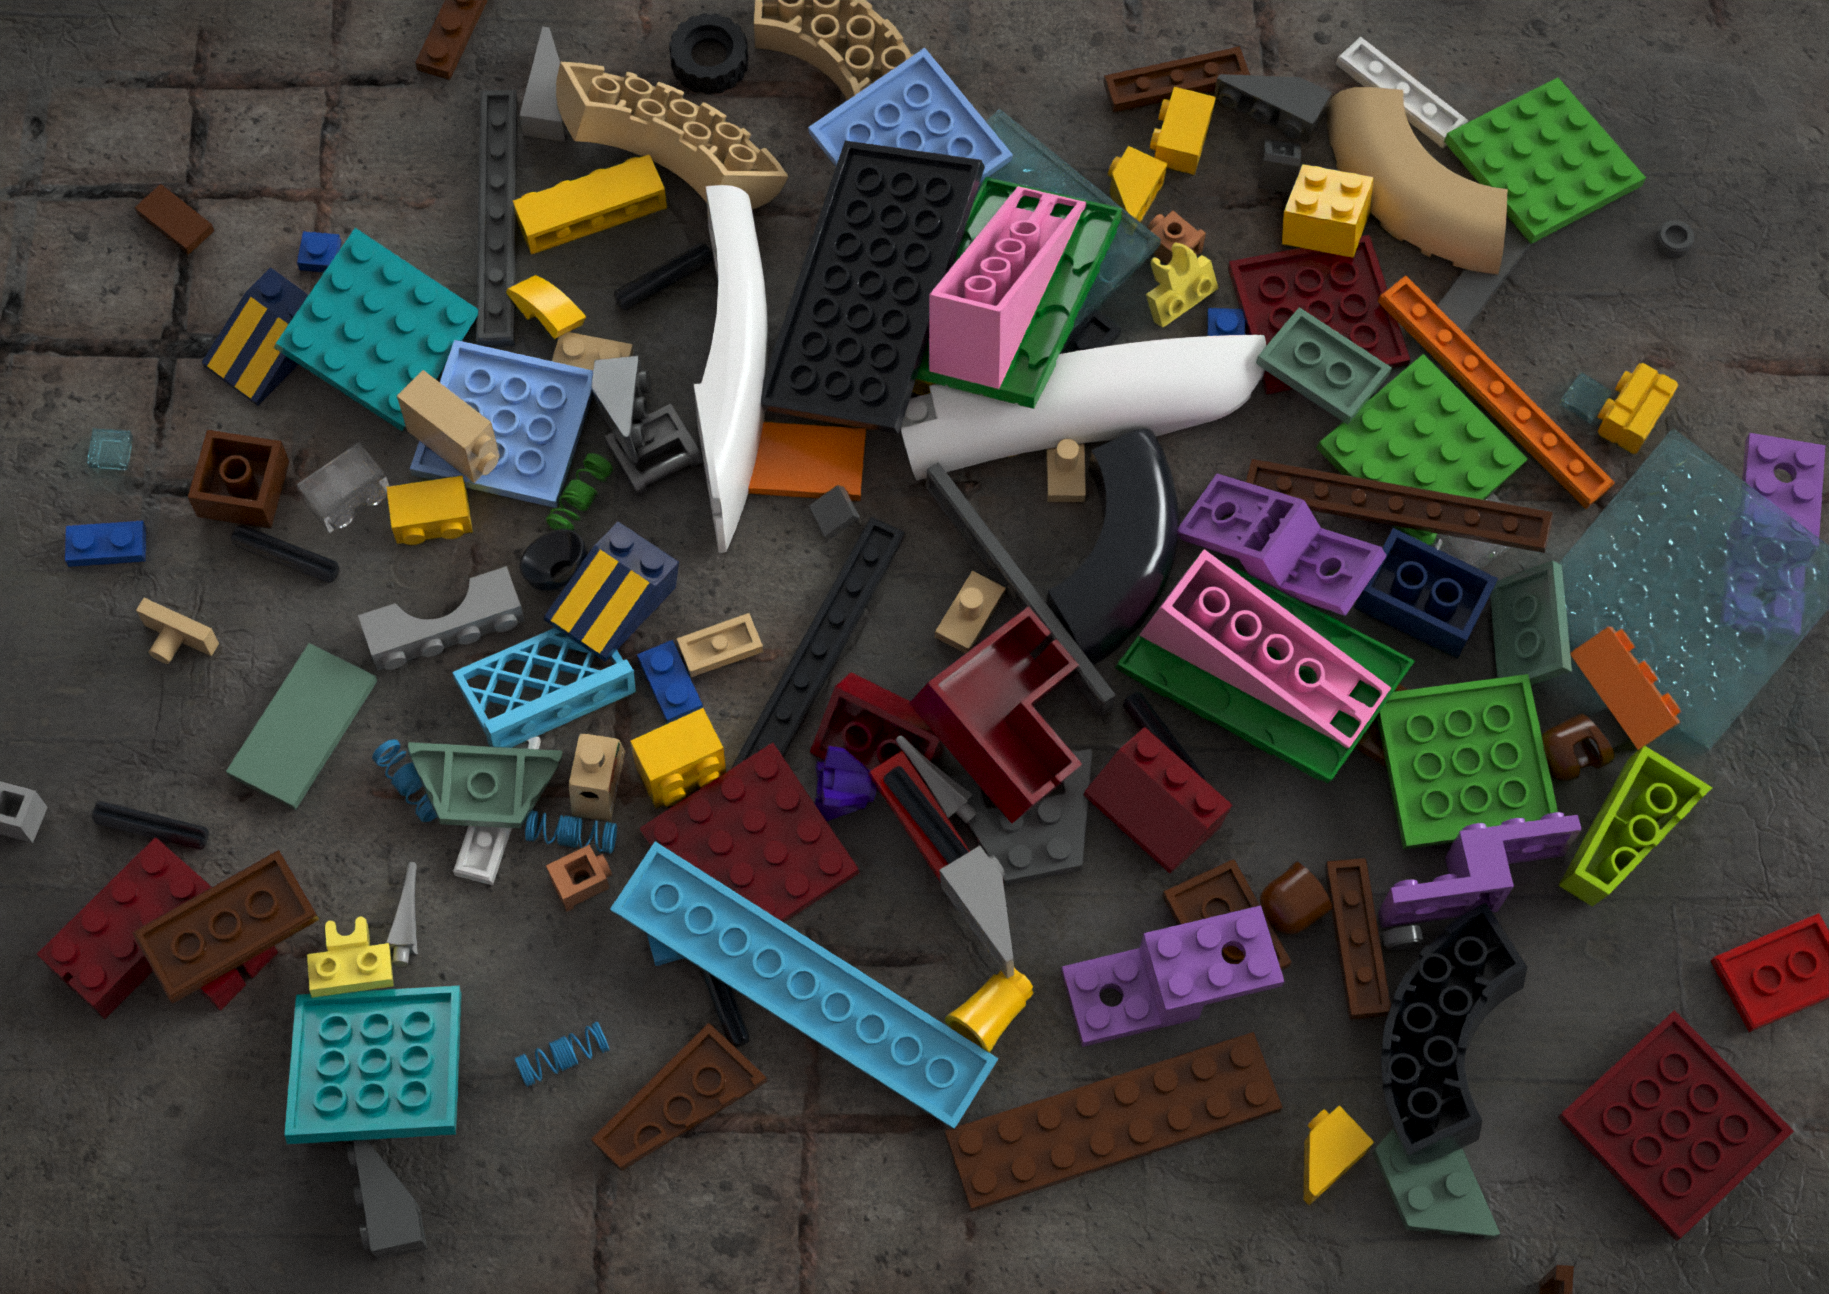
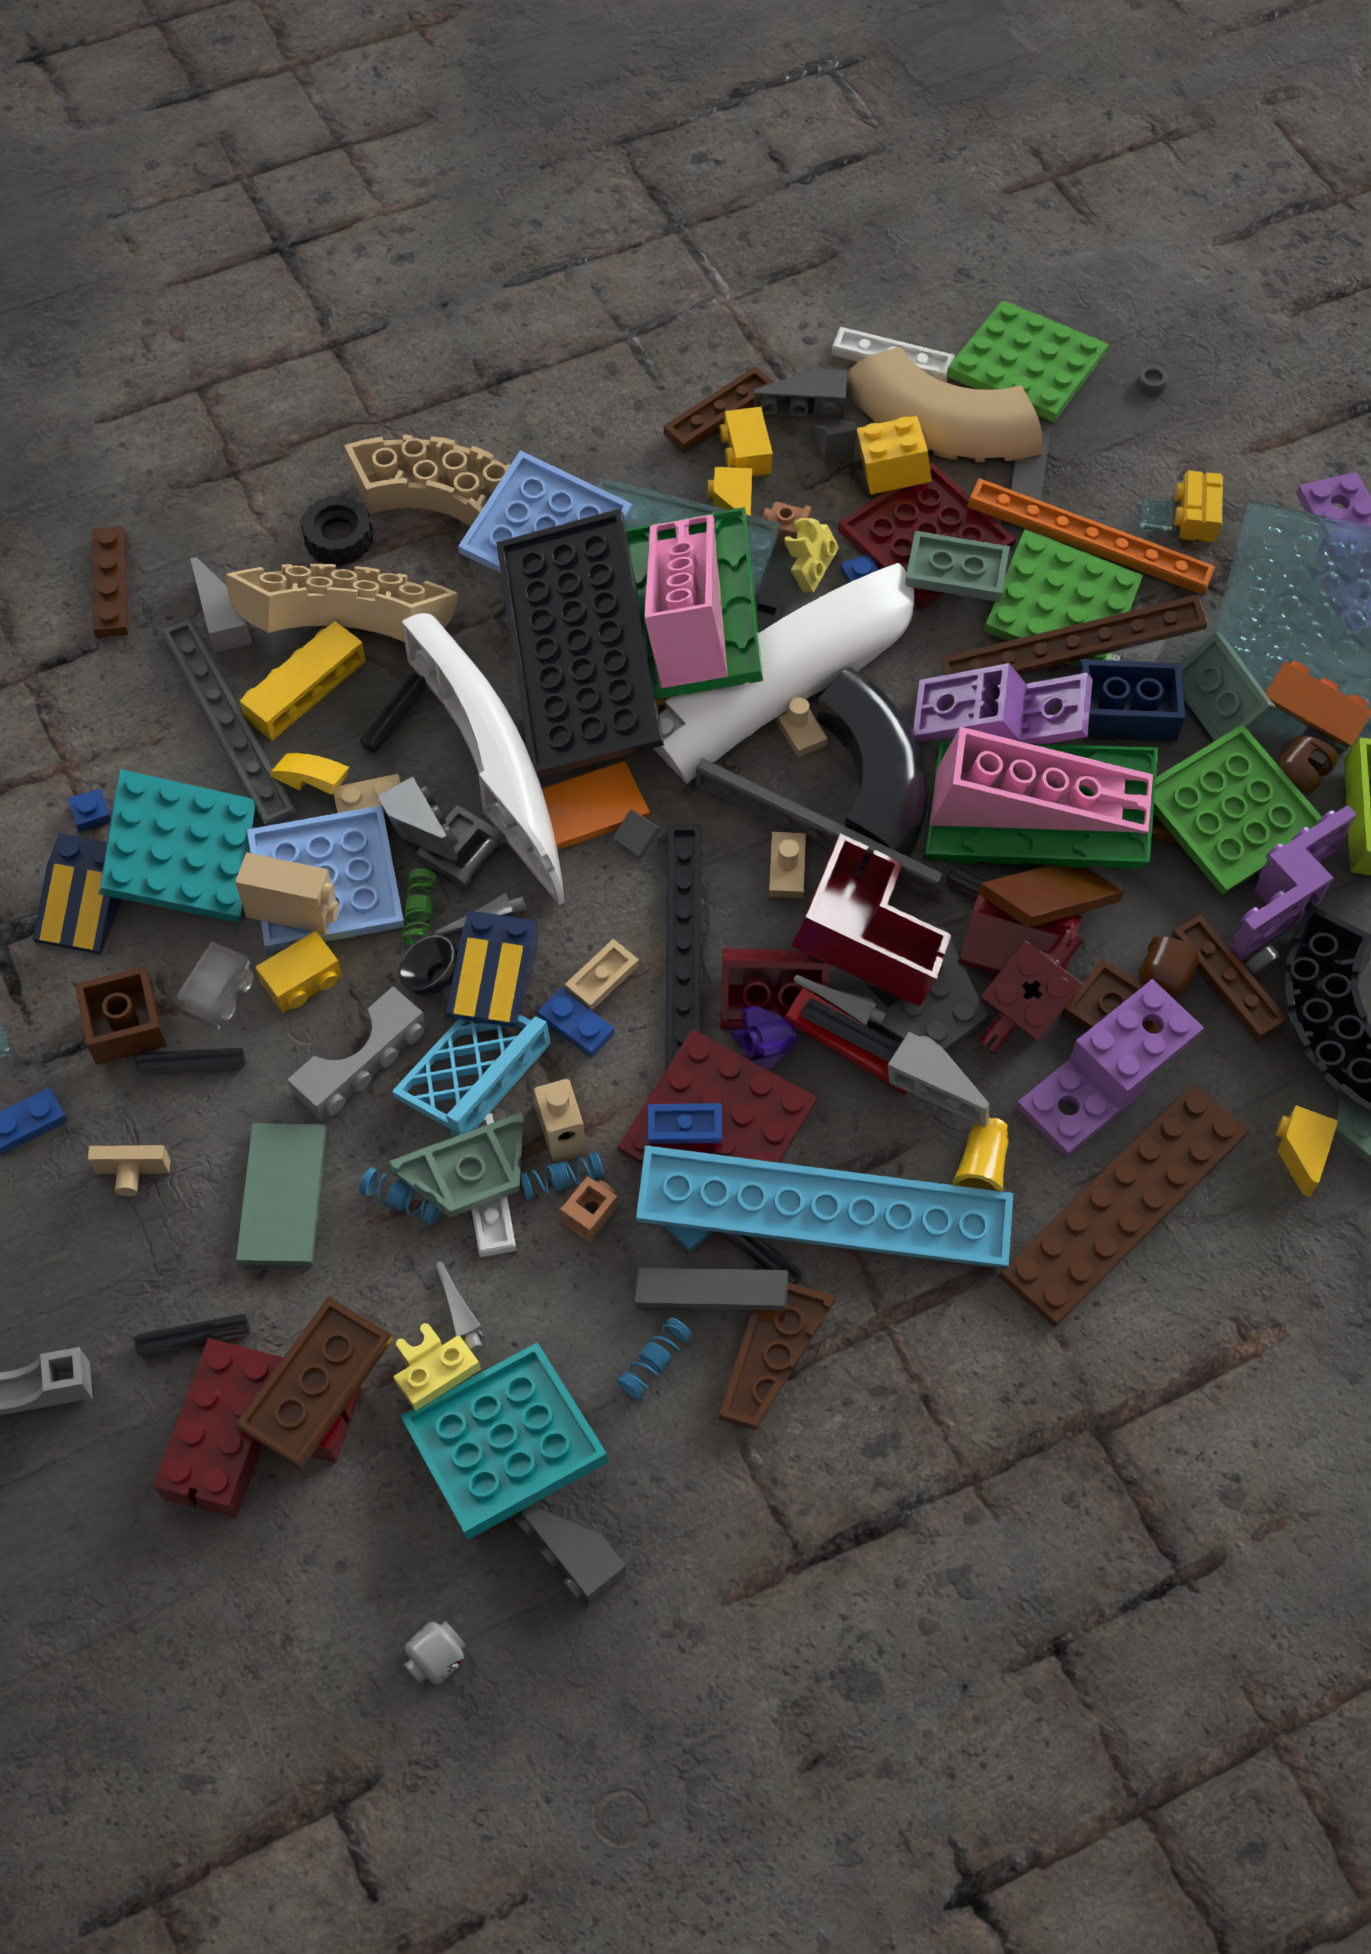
camera: 25 degrees left, 5 degrees down
(211, 1233) = (434, 1653): none -> light grey head
(651, 1013) = (712, 1289): none -> dark grey tile
(655, 531) = (498, 906): none -> light grey piece
(678, 758) = (623, 1074): yellow brick -> none
(709, 836) = (684, 1123): none -> blue plate
(1106, 856) = (1053, 986): none -> dark red brick
(1210, 767) = (1050, 893): none -> reddish brown tile

